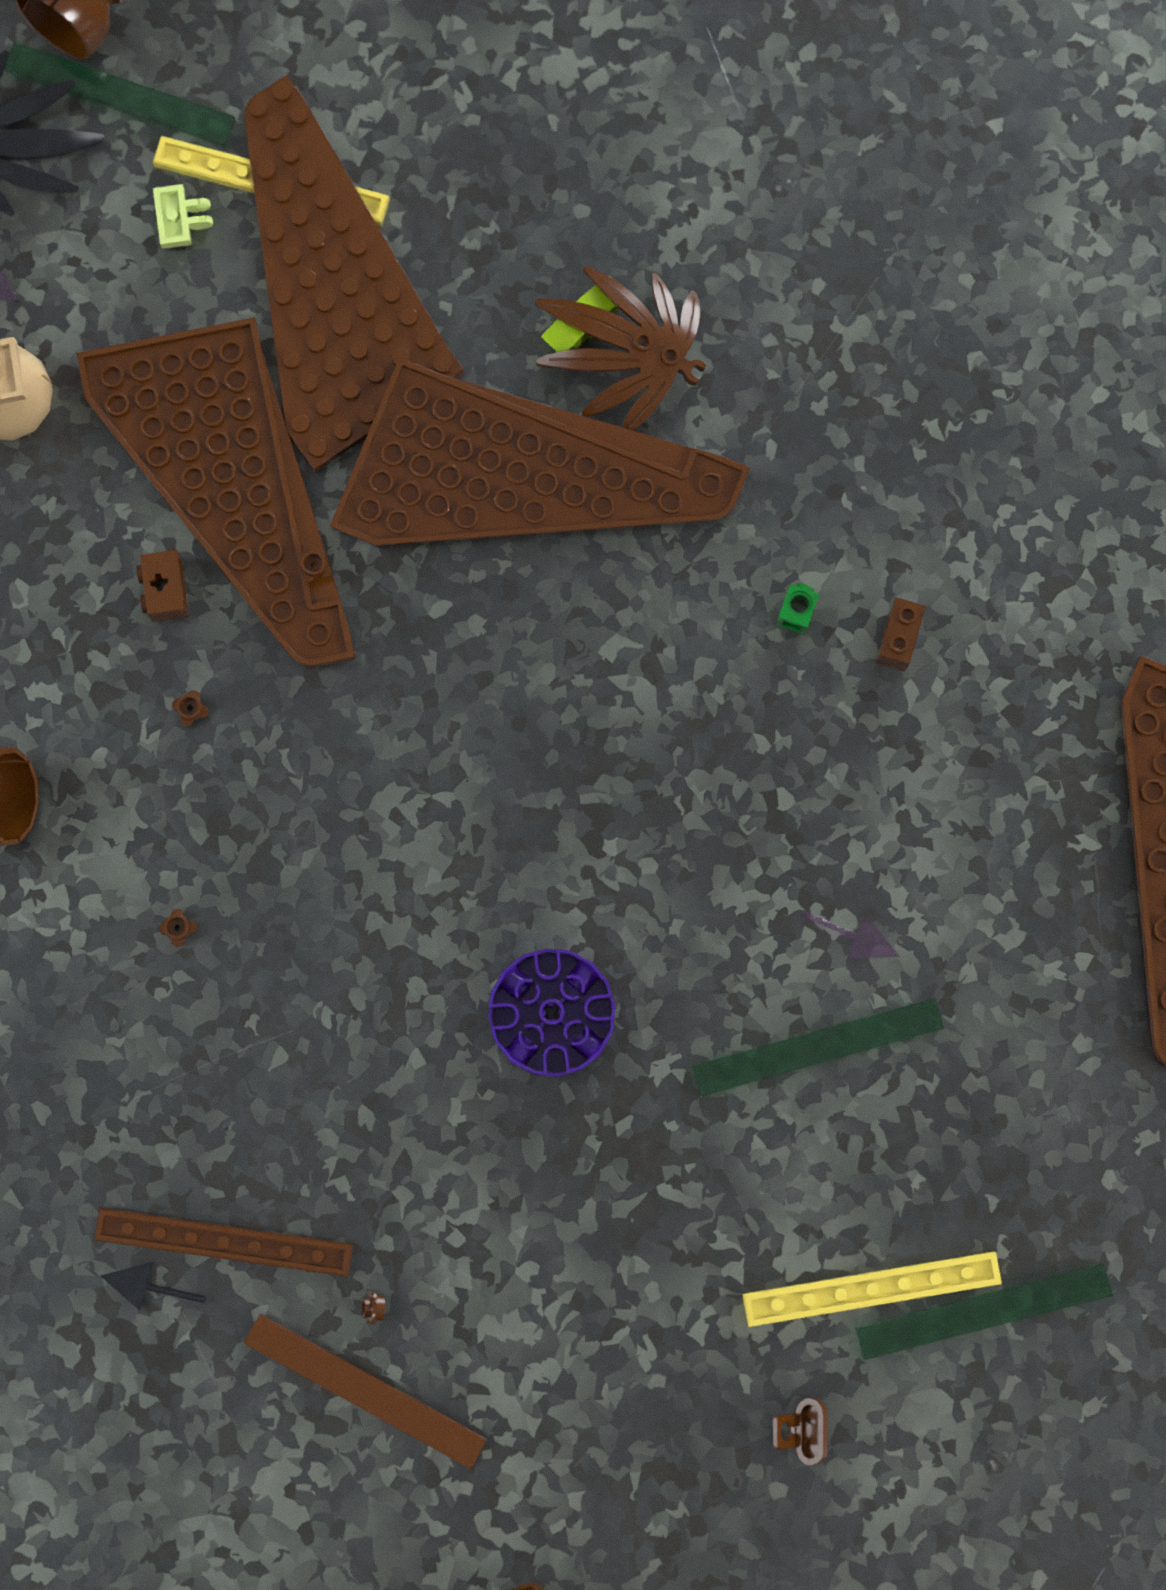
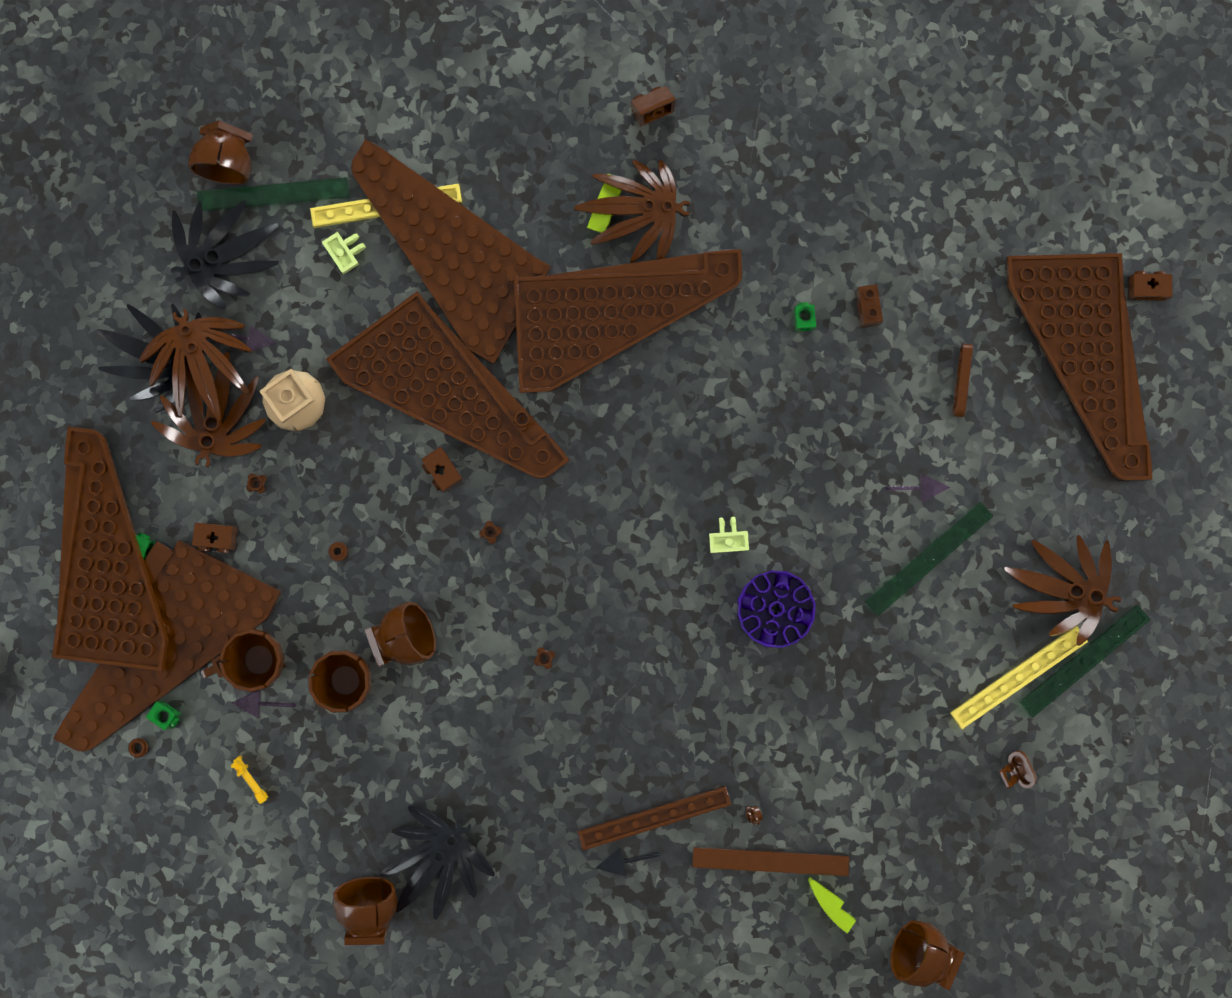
camera: 20 degrees left, 5 degrees up
(423, 1501) = (832, 906): none -> lime slope
(532, 882) = (728, 541): none -> yellowish green hinge
(720, 210) = (653, 105): none -> reddish brown slope
(990, 806) = (962, 380): none -> reddish brown beam
(1024, 1209) = (1083, 595): none -> reddish brown plant

